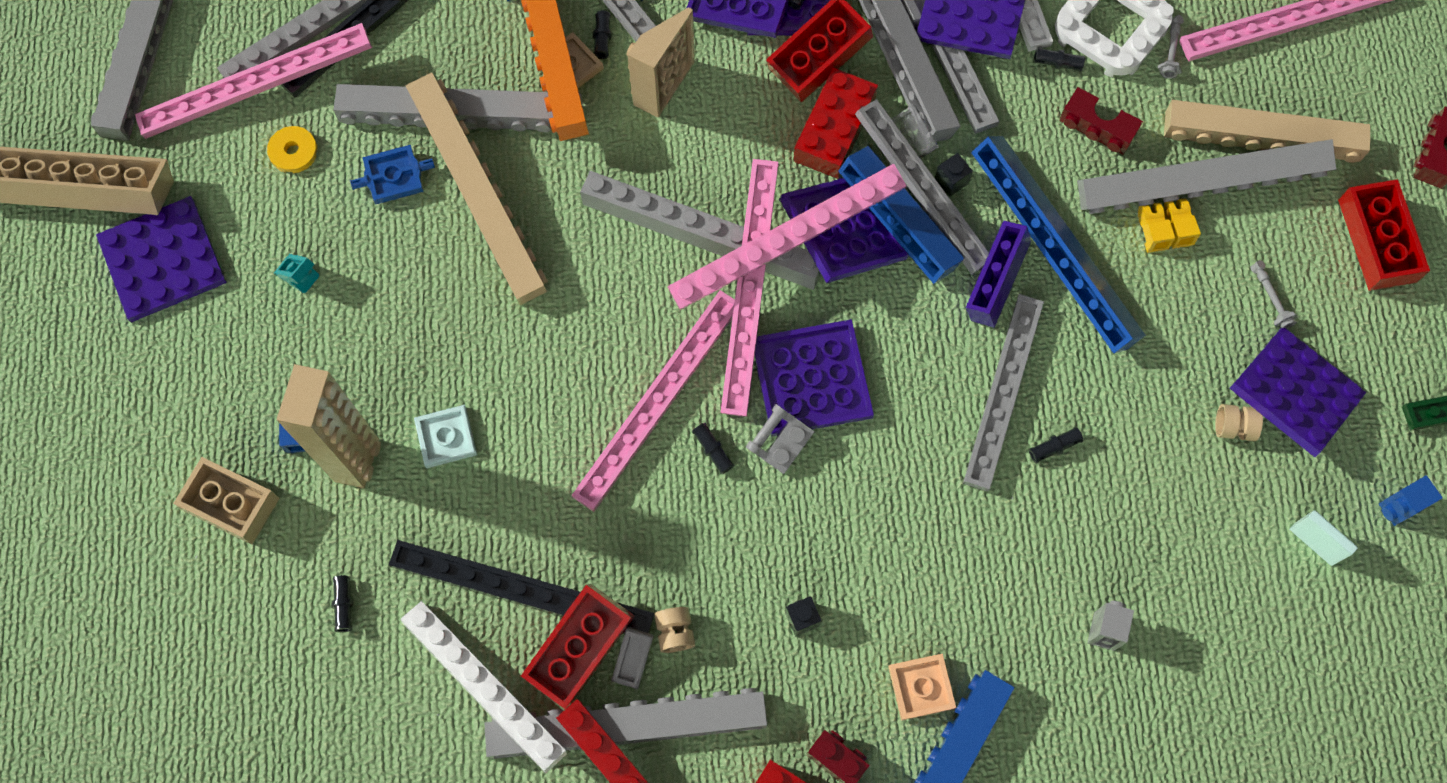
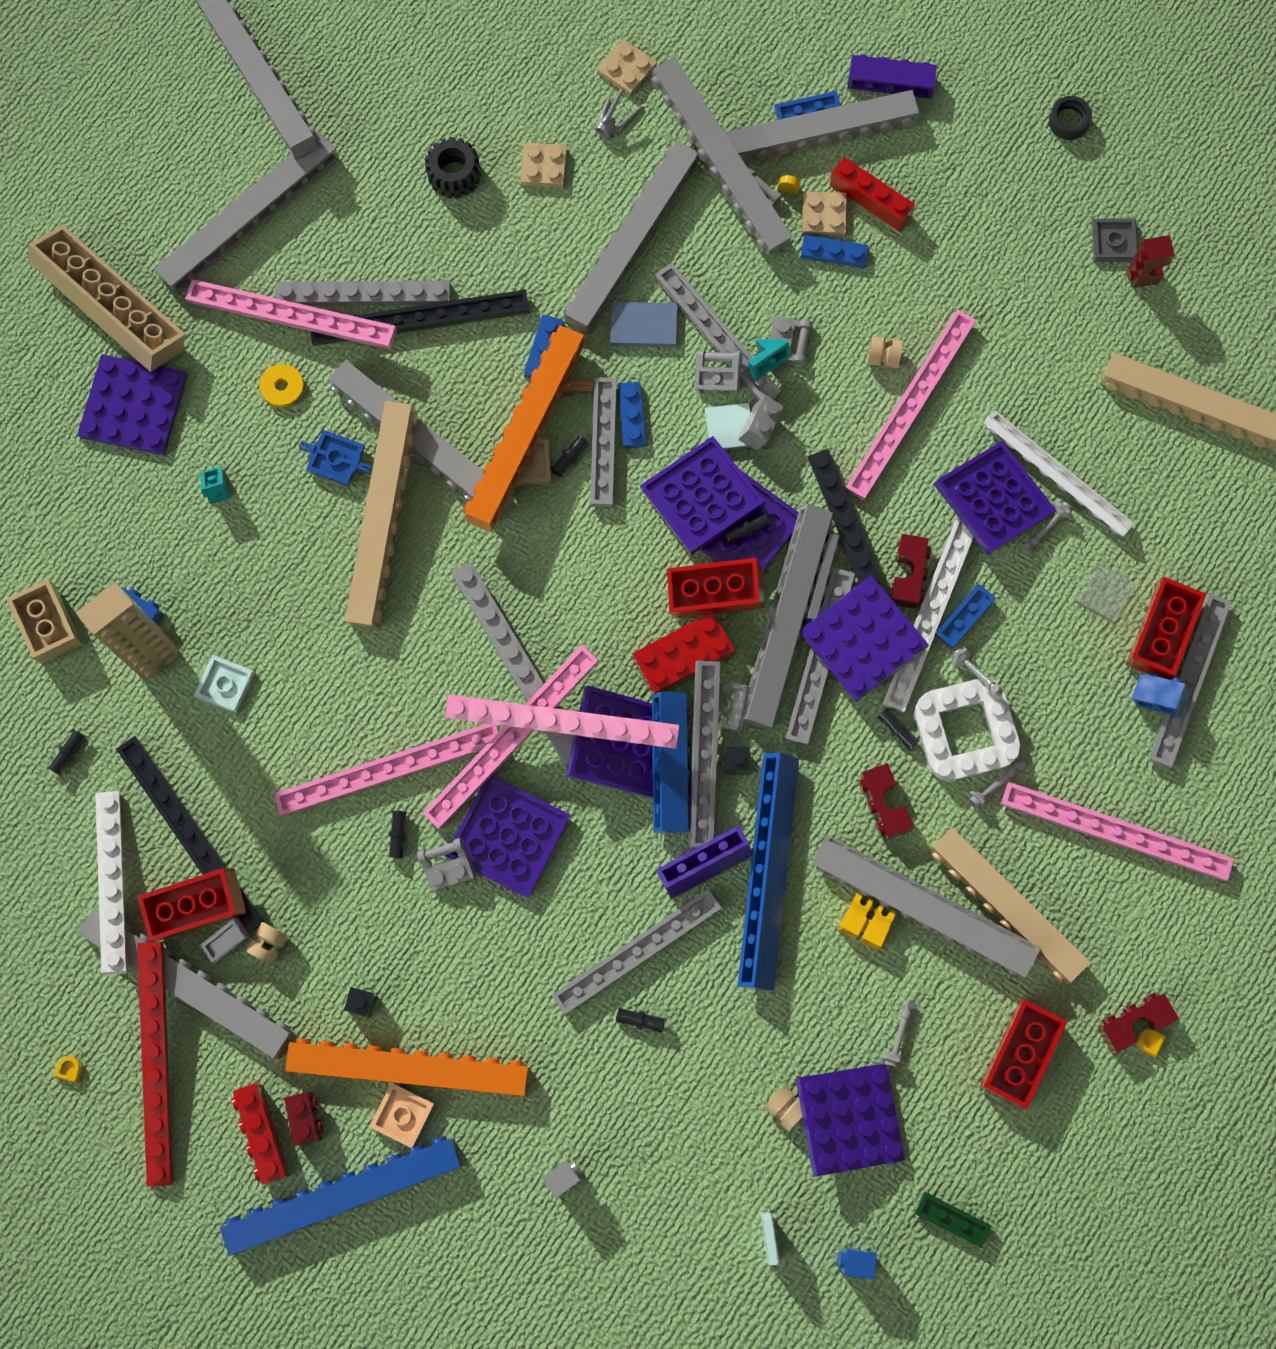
camera: 40 degrees right, 5 degrees up
(661, 62) = (583, 516): tan slope -> none
(892, 642) = (406, 1068): none -> orange brick

